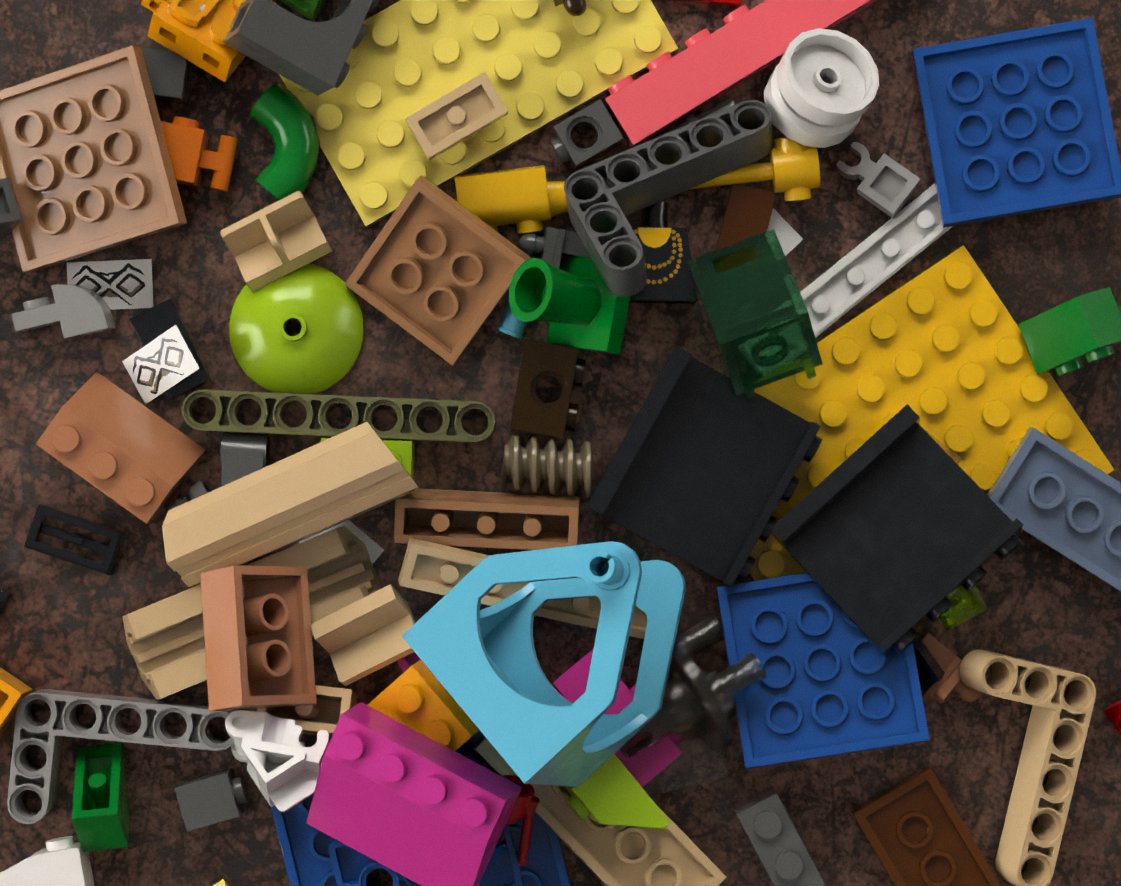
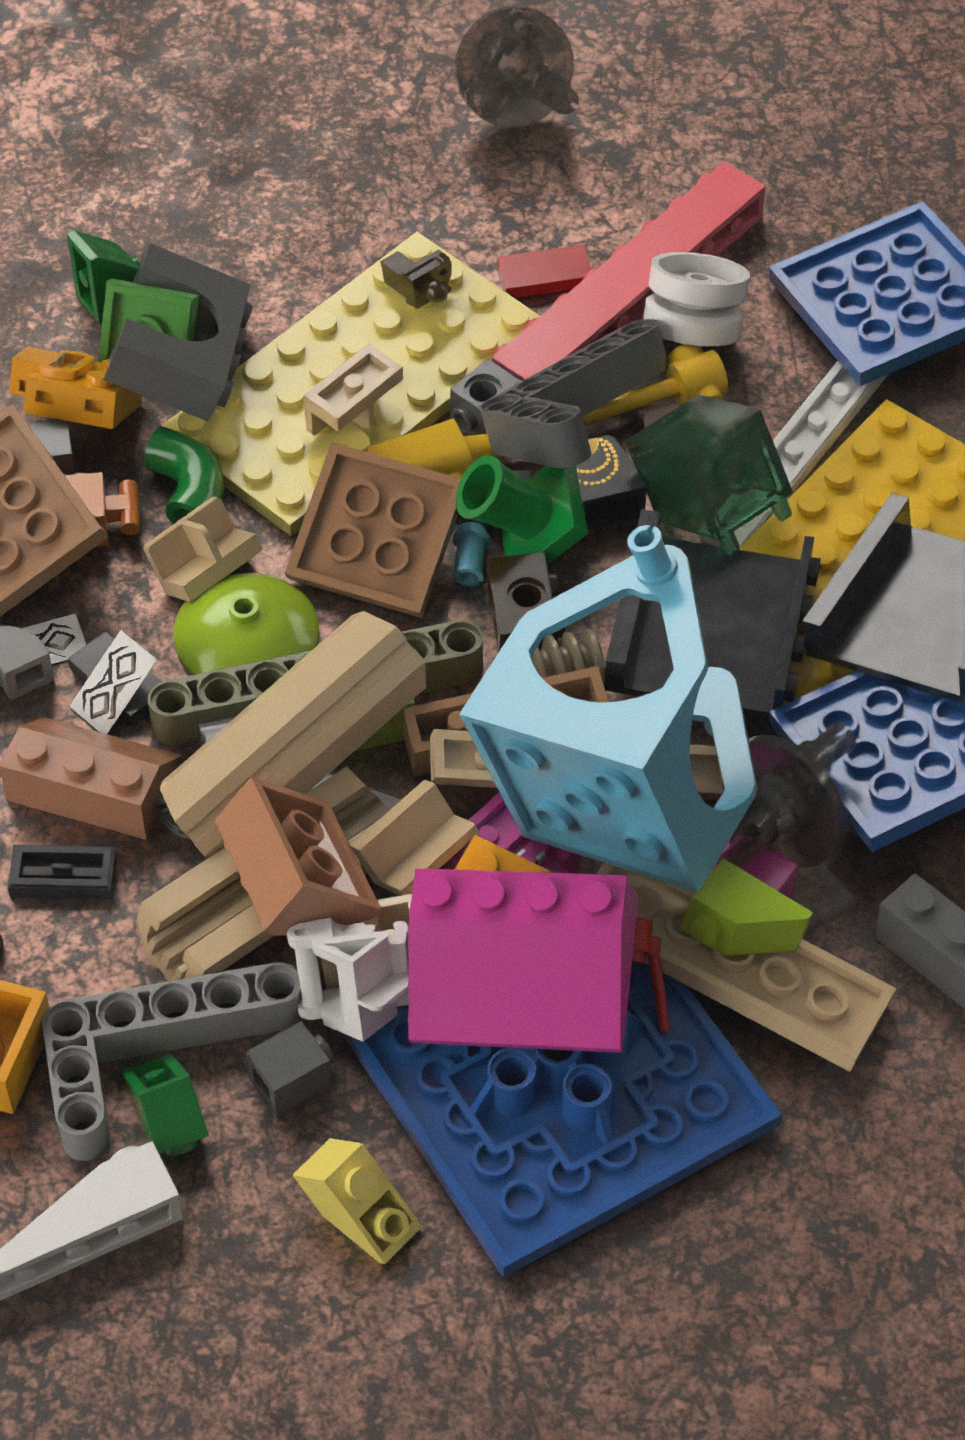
camera: 20 degrees left, 35 degrees down
(883, 183) = (784, 372): light grey plate -> none

